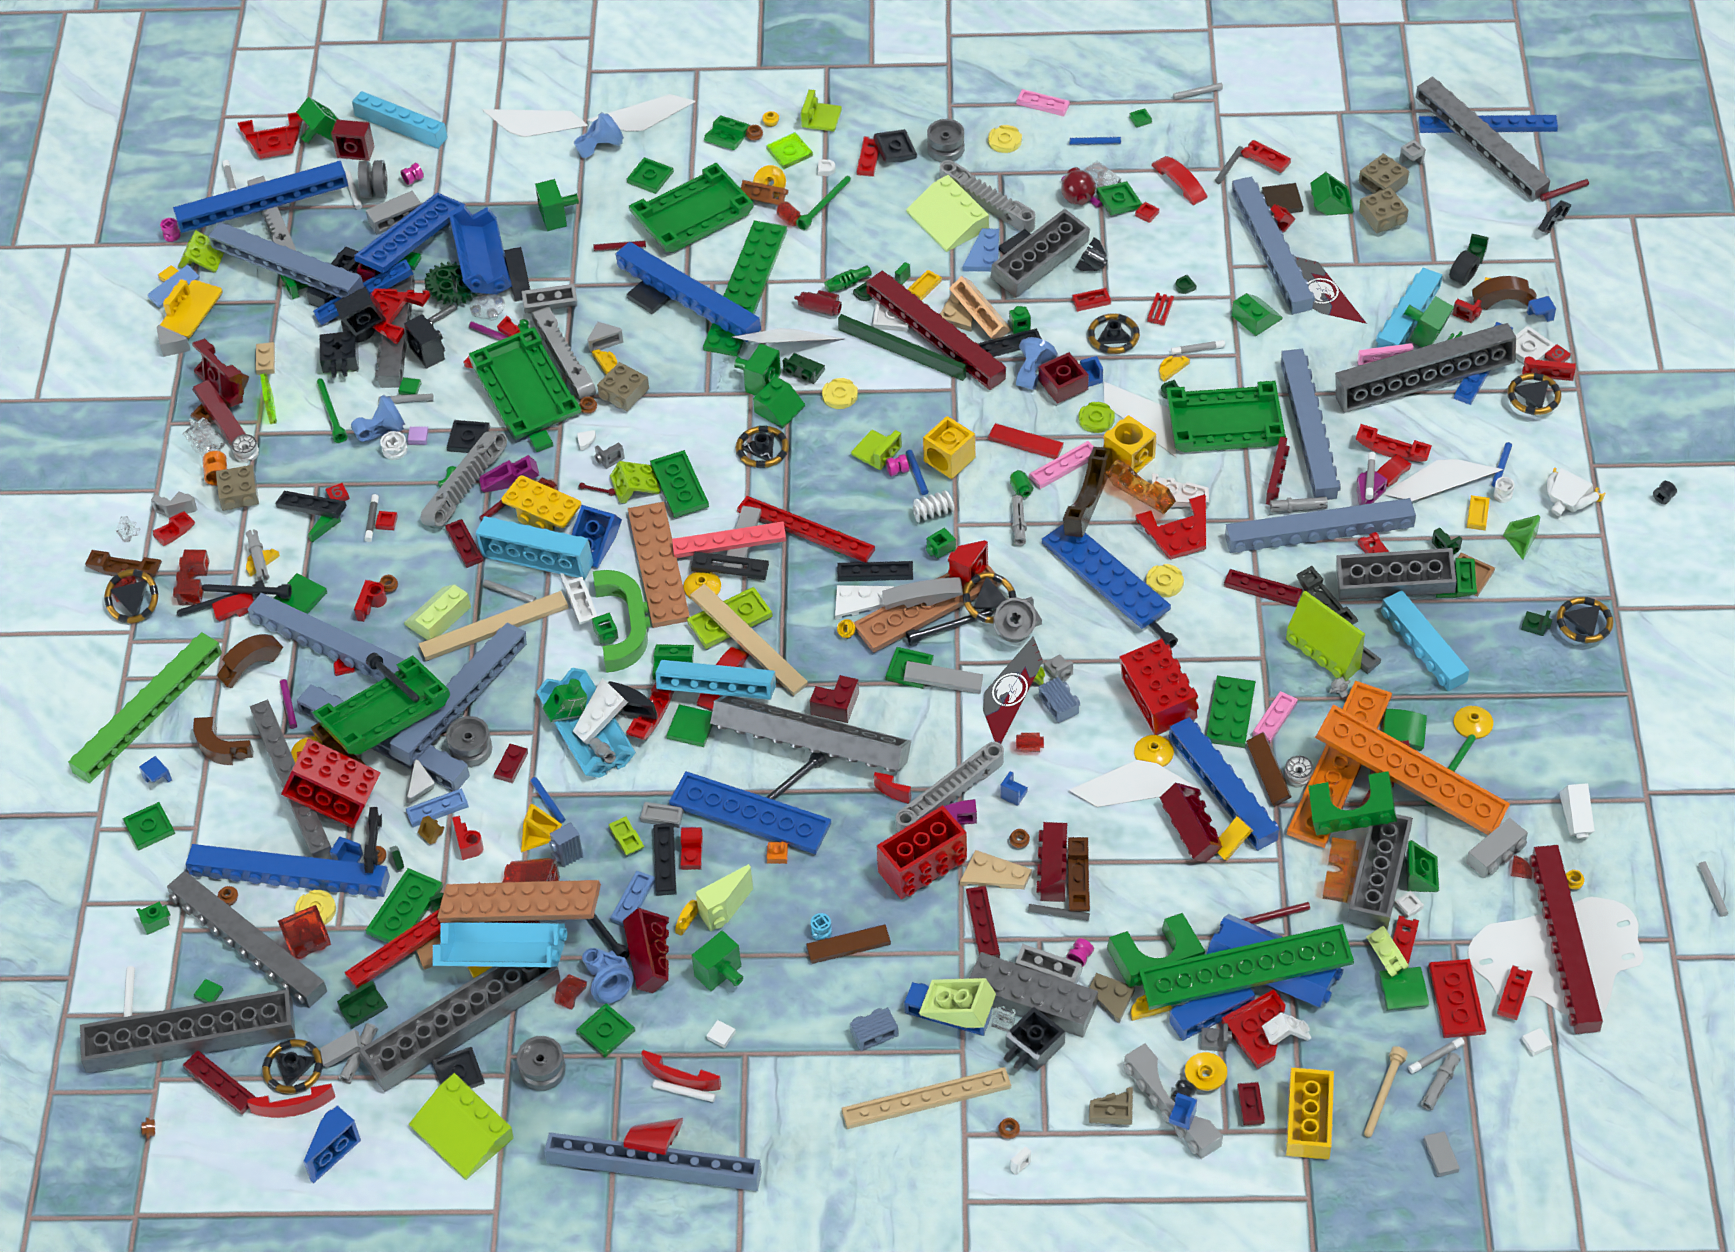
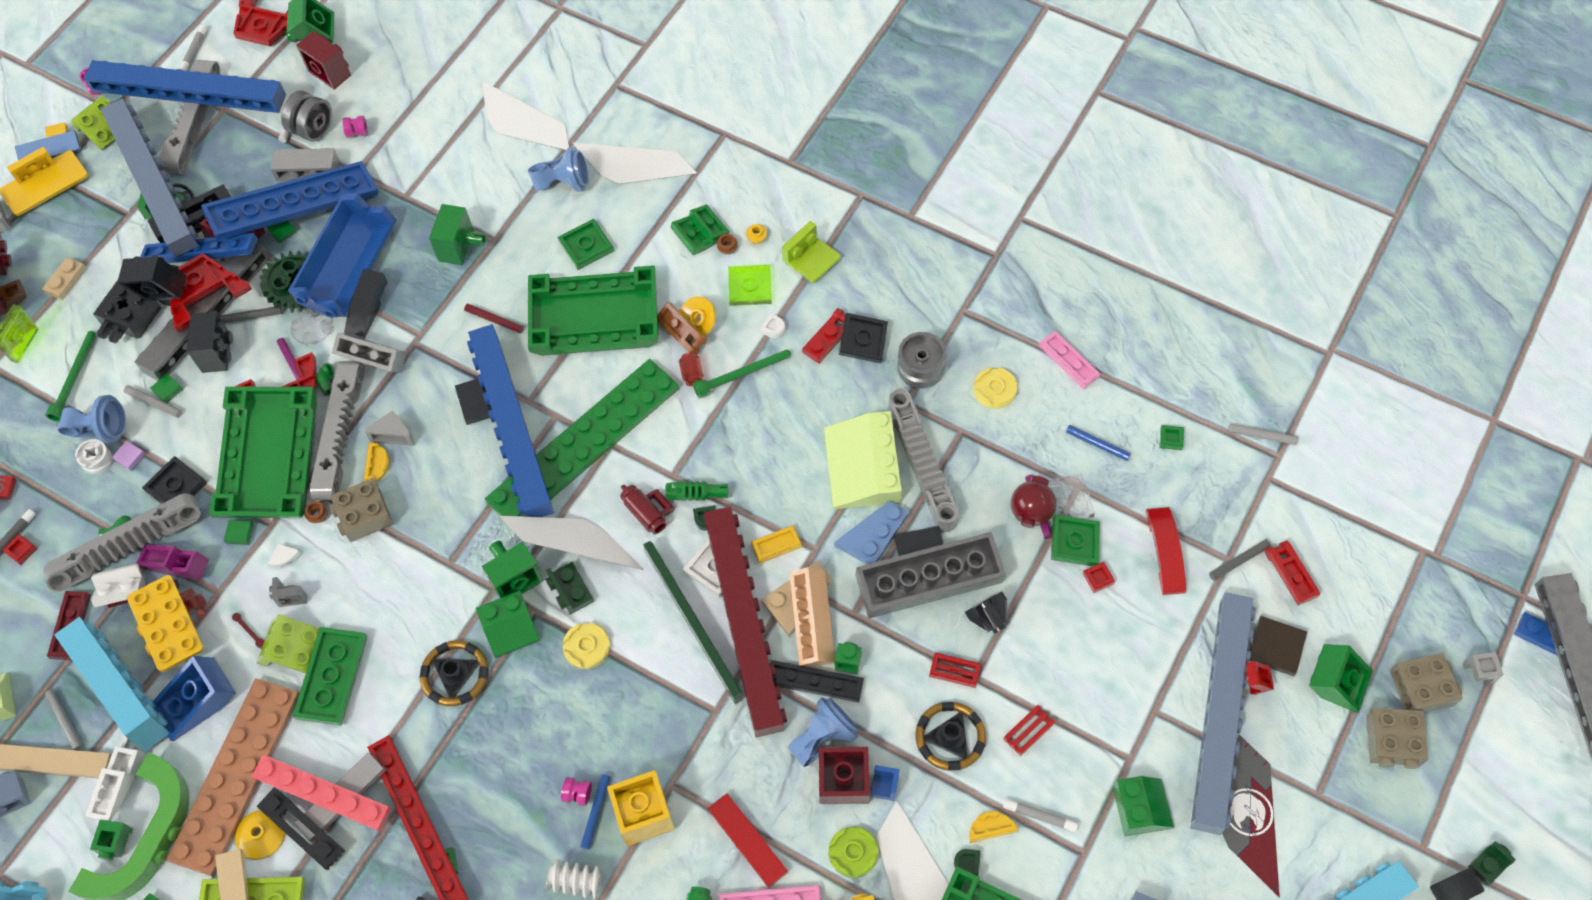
camera: 30 degrees right, 10 degrees up
(399, 119) = (389, 57): medium azure brick -> none
(481, 503) = (116, 584): none -> white bracket
(876, 448) = (570, 752): lime bracket -> none
(903, 273) = (759, 517): green tile -> none
(1185, 285) = (1080, 710): dark green tile -> none

